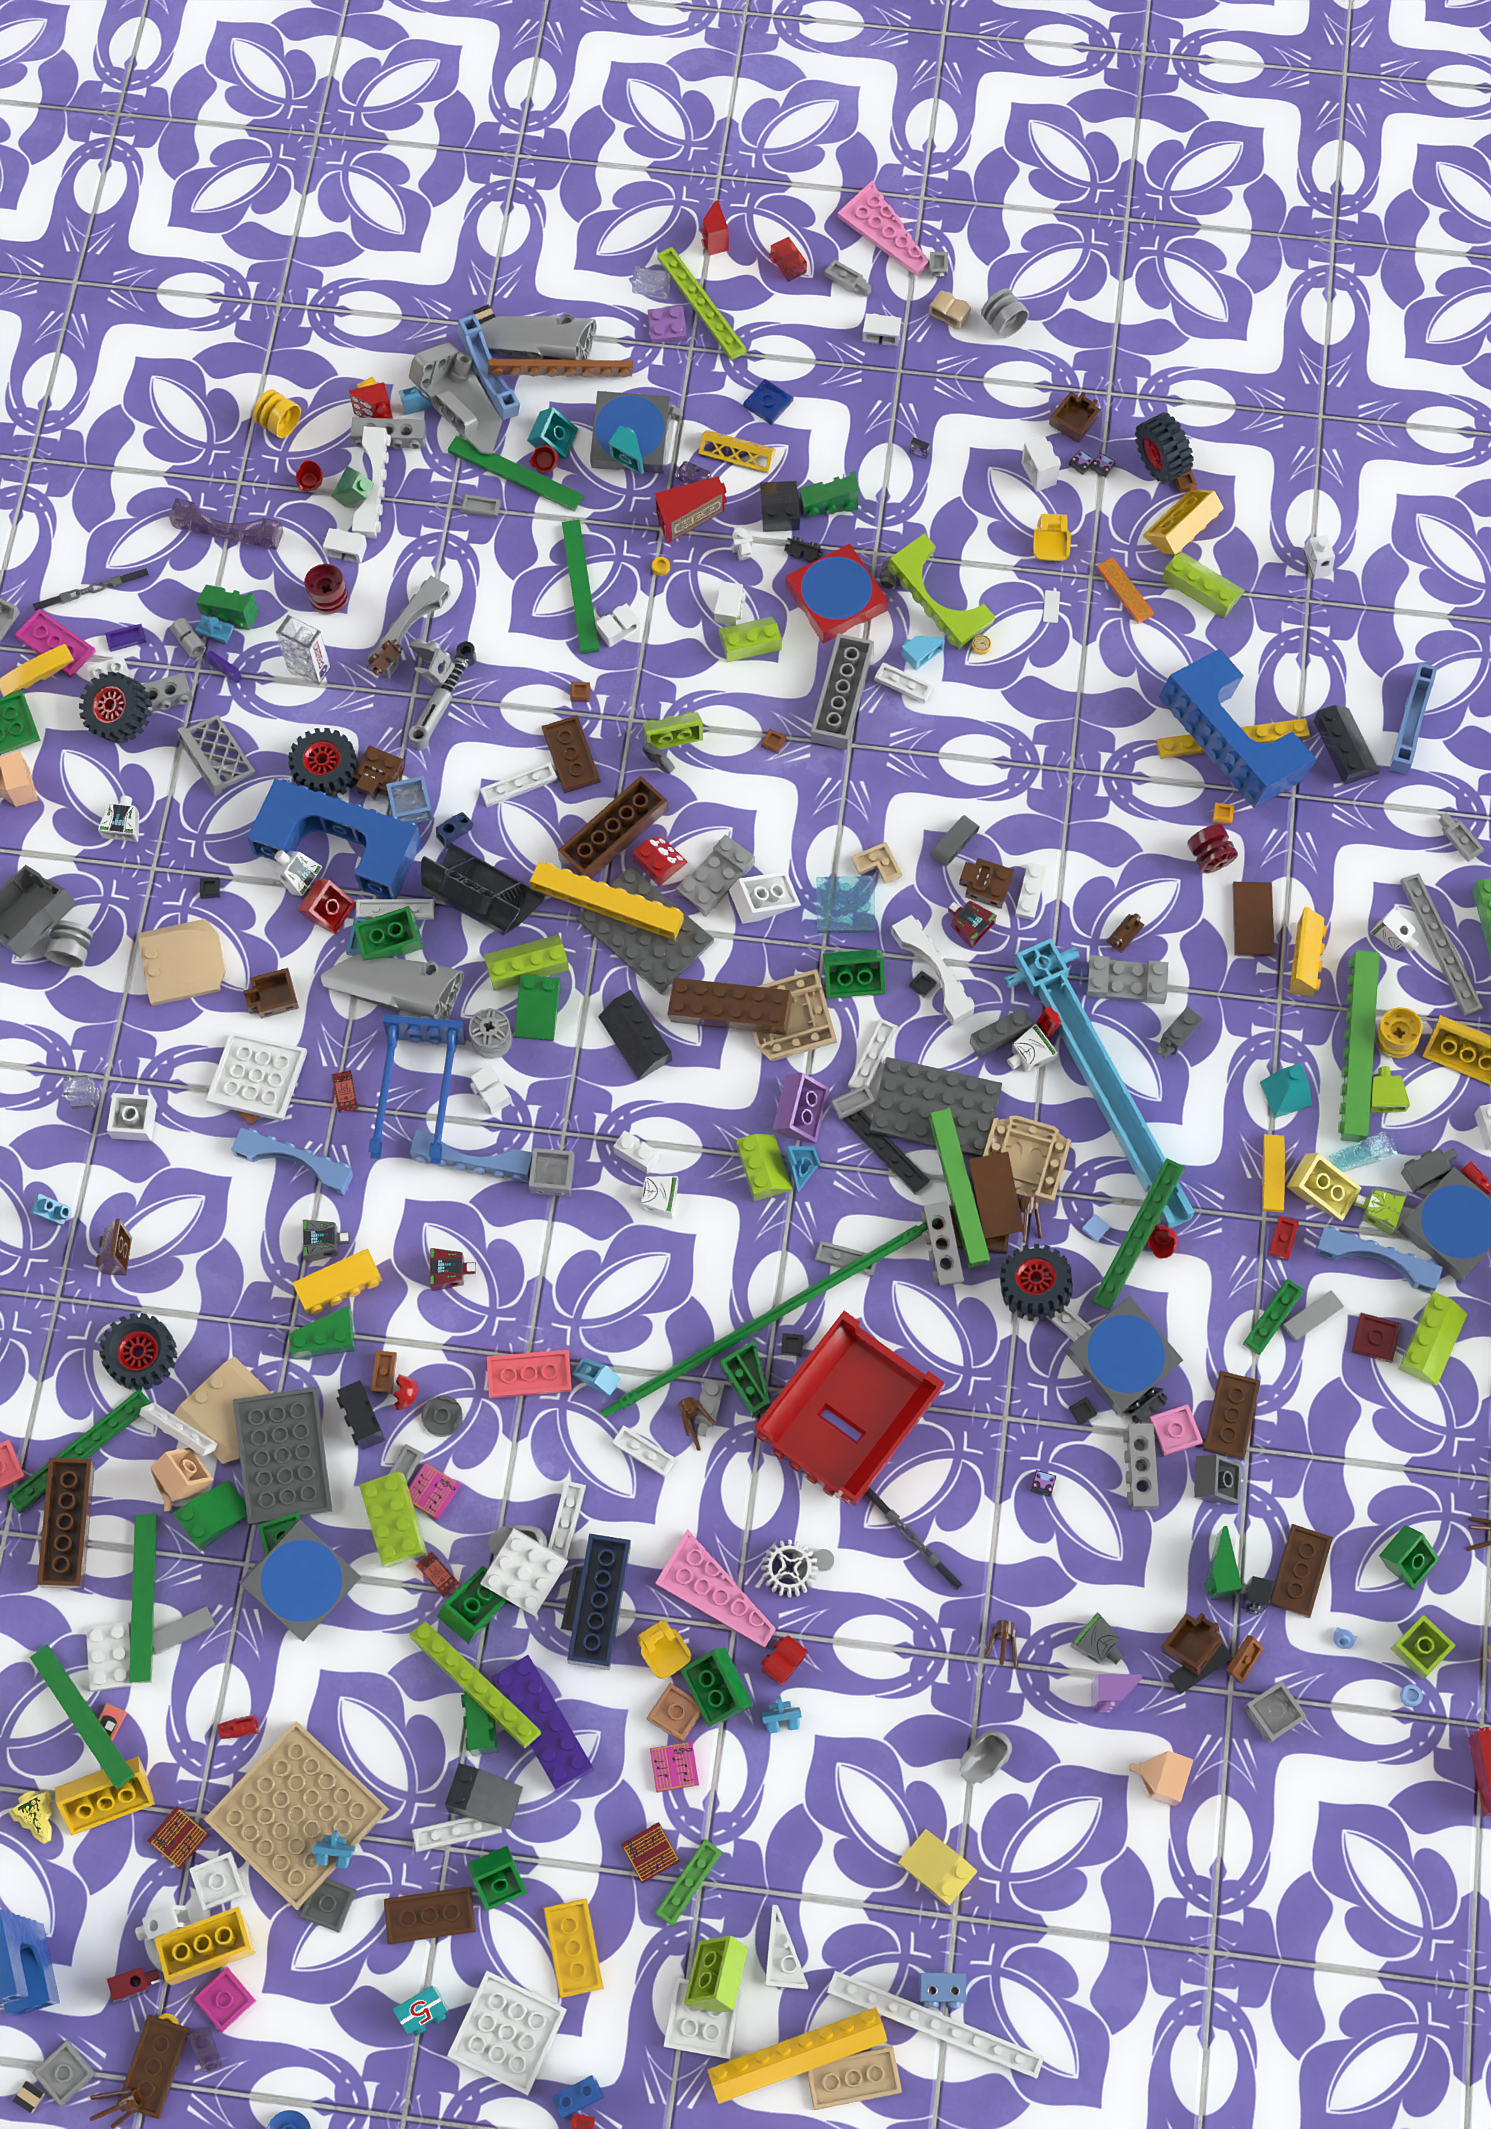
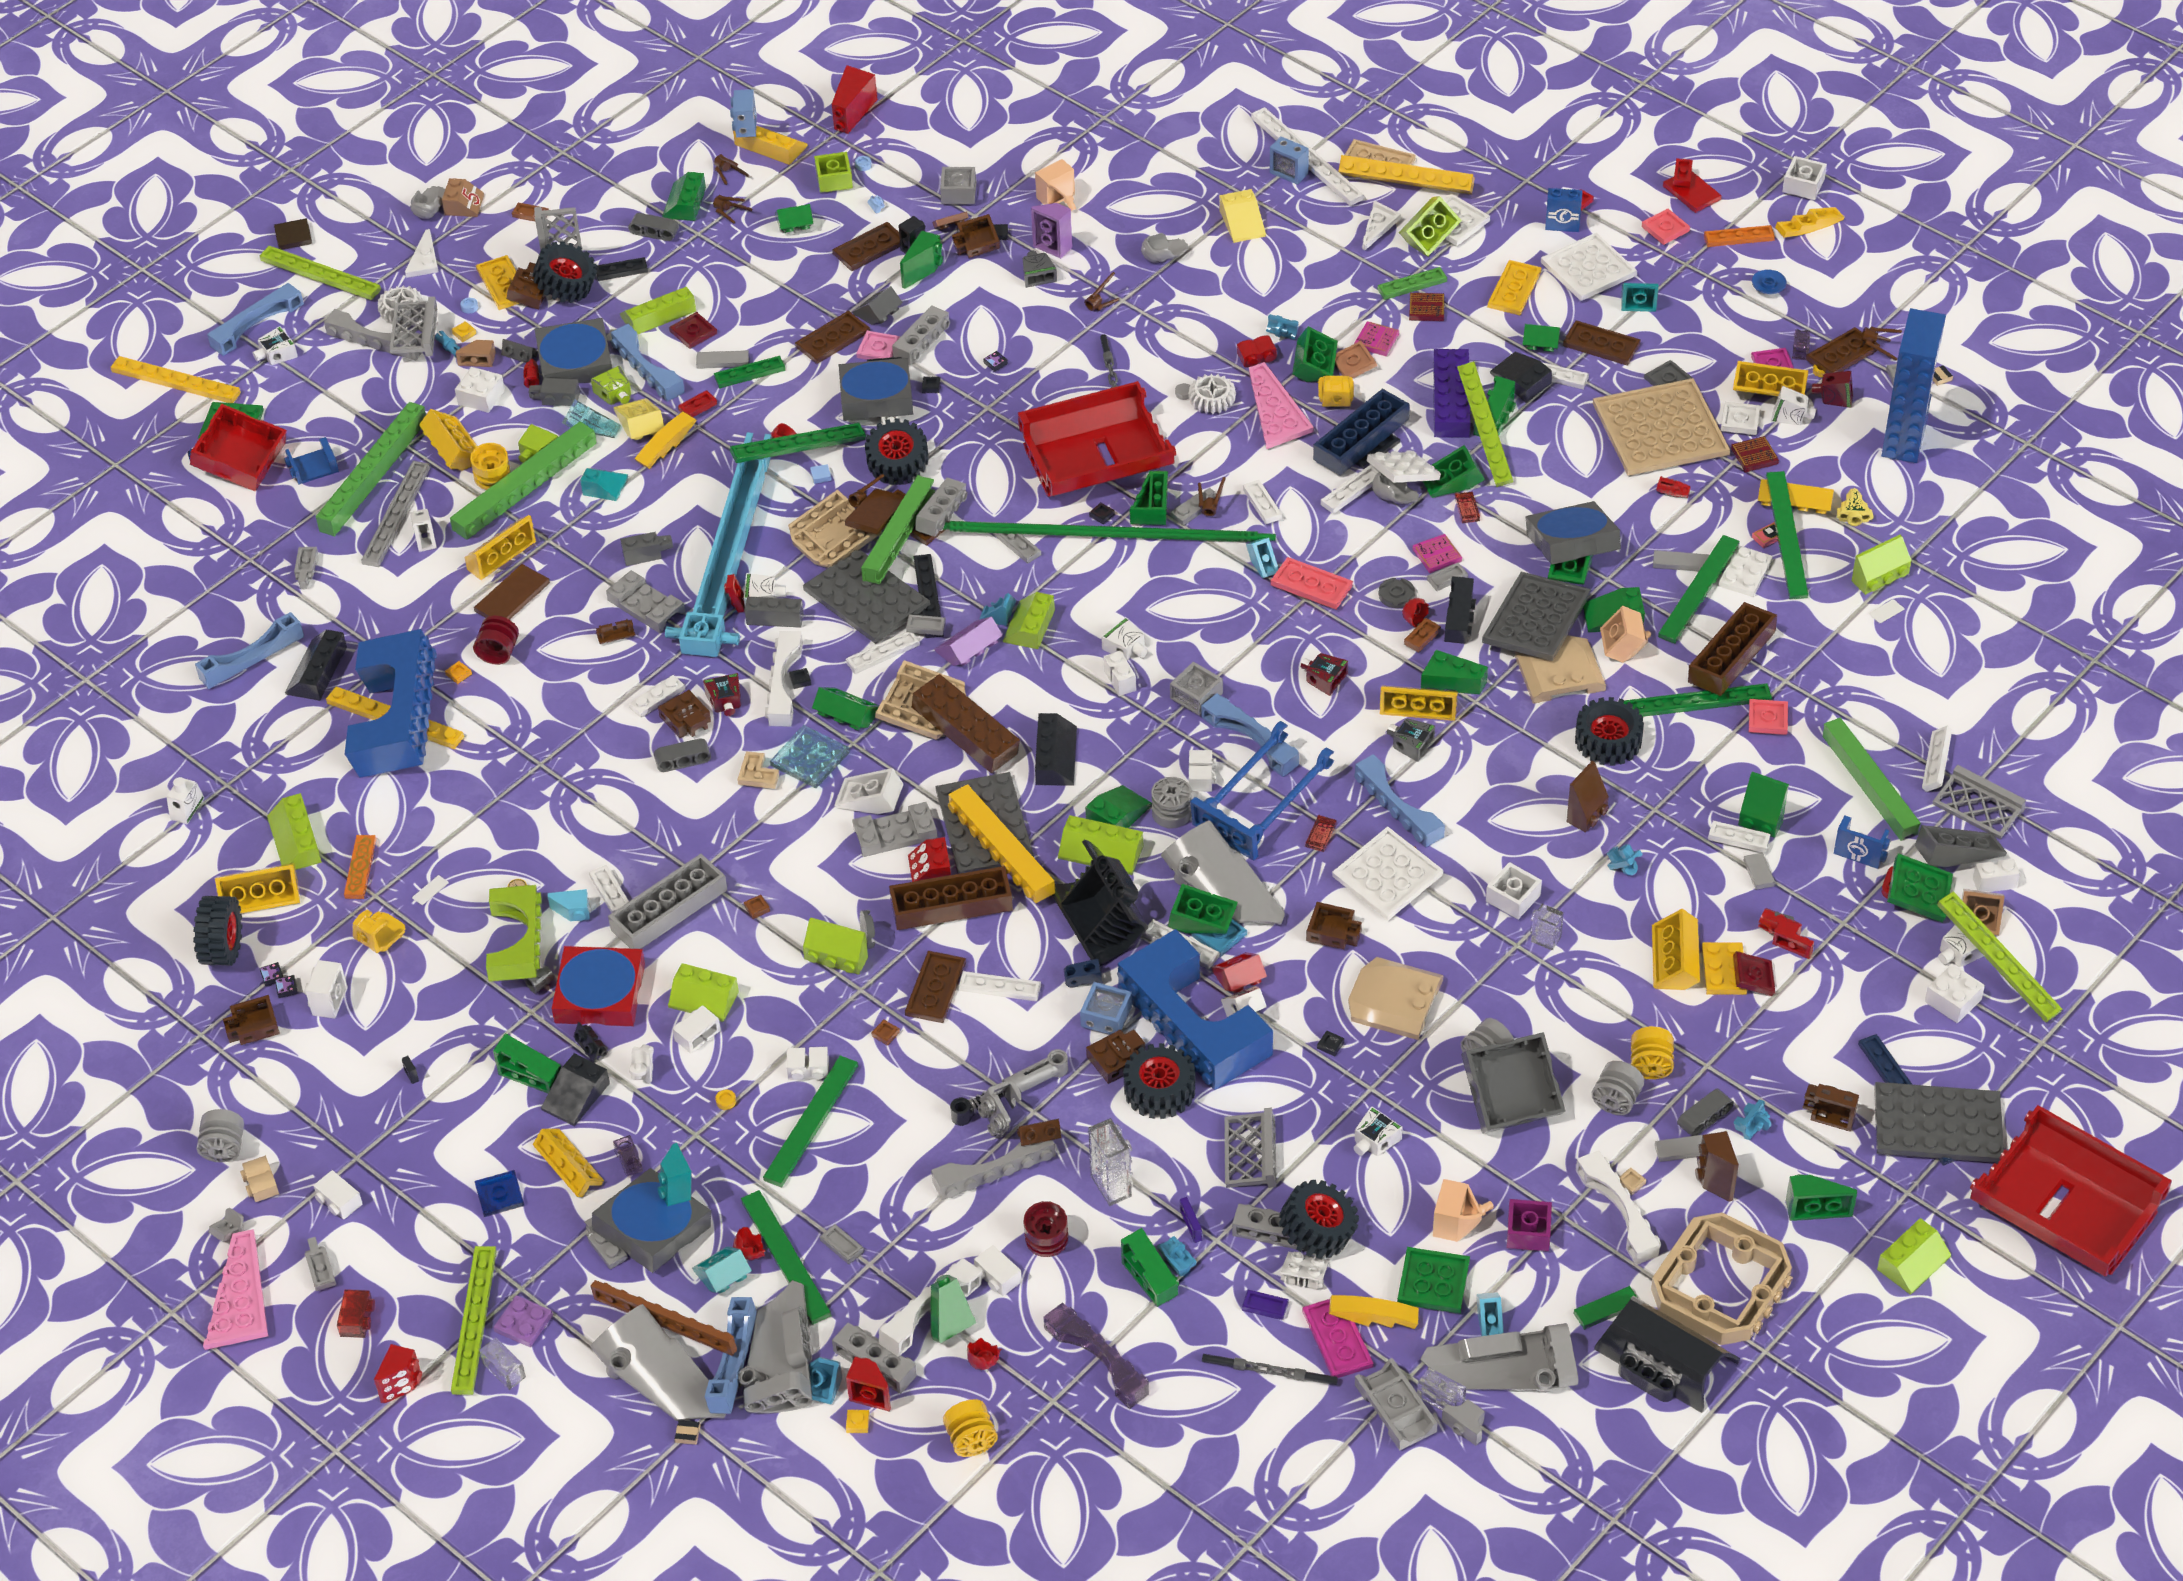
camera: 145 degrees left, 20 degrees down
(178, 1429) = (1608, 668): white plate -> none
(188, 638) = (1206, 1264): light grey pin -> none
(334, 1848) = (1646, 387): dark azure hips -> none
(393, 1519) = (1478, 541): lime brick -> none
(689, 506) = (659, 1119): red slope -> none

